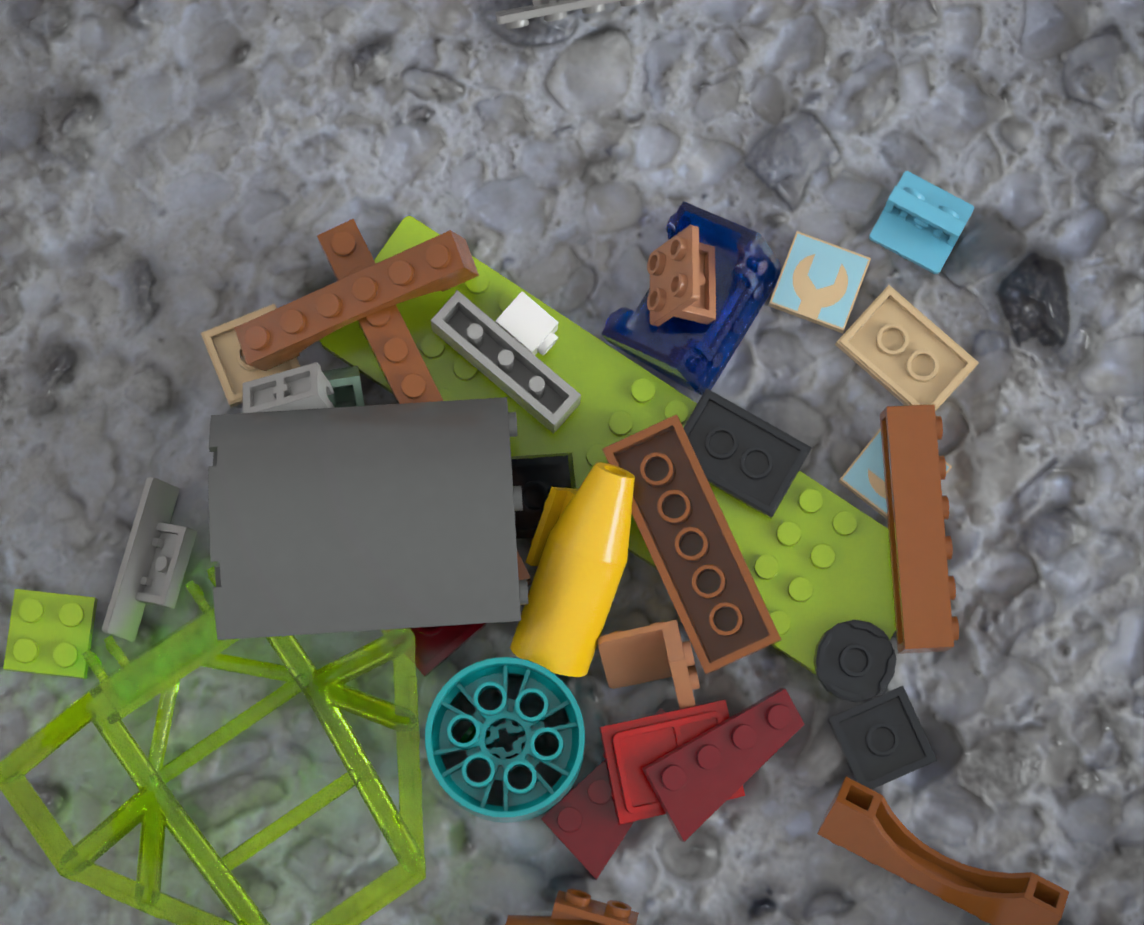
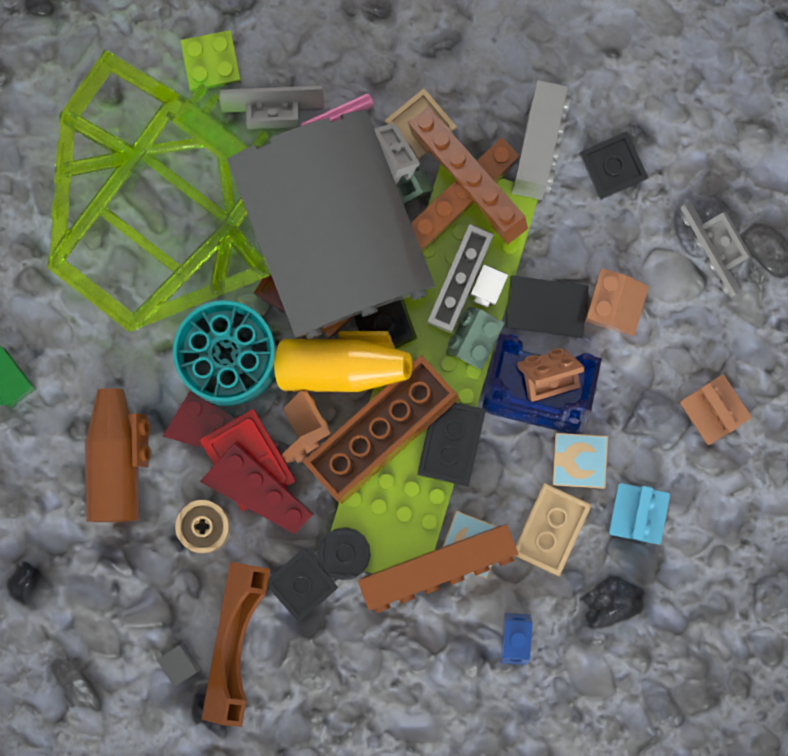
camera: 75 degrees right, 5 degrees up
(196, 468) = (361, 103): none -> bright pink axle
(337, 184) = (540, 139): none -> light grey brick
(406, 100) = (613, 165): none -> black plate
(581, 257) = (546, 306): none -> black tile
(596, 370) = (474, 337): none -> sand green bracket
(605, 159) = (616, 302): none -> nougat slope
(773, 845) = (192, 516): none -> tan brick
(805, 70) = (715, 410): none -> nougat bracket
(1052, 449) = (516, 638): none -> blue torso

